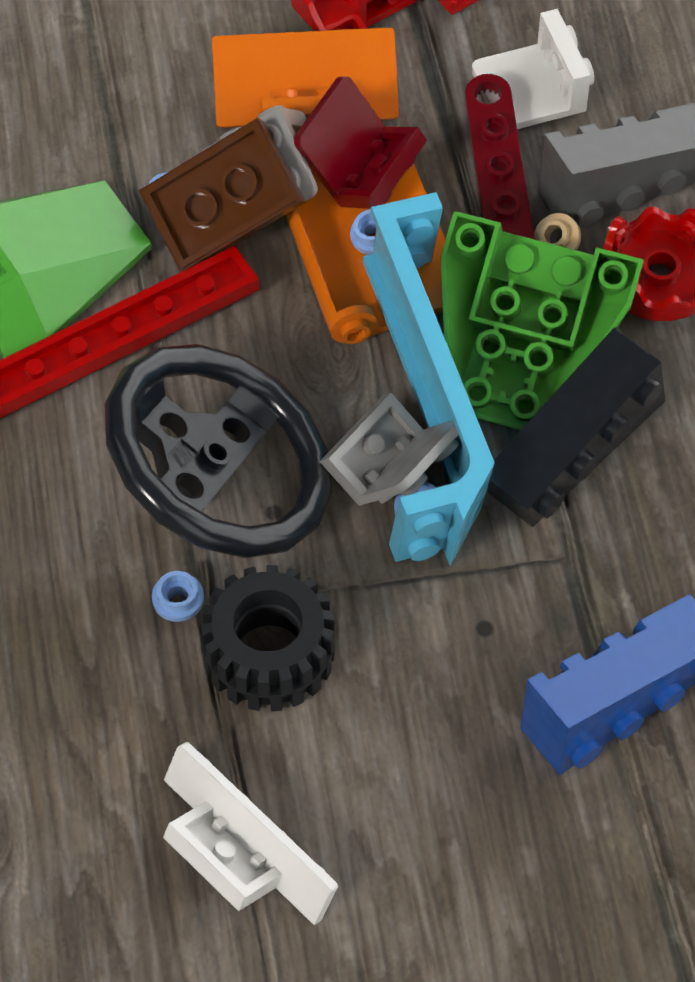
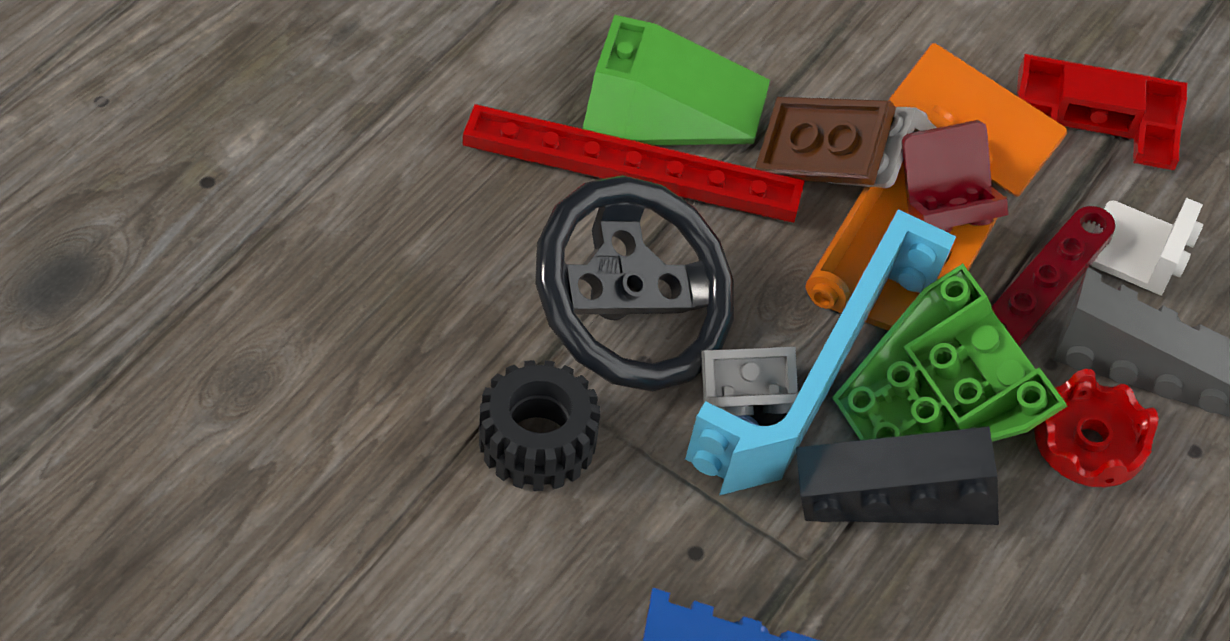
camera: 40 degrees right, 5 degrees down
(177, 584) = (518, 344): light blue plate -> none
(238, 843) = (369, 529): white bracket -> none
(570, 230) = (1050, 354): tan plate -> none

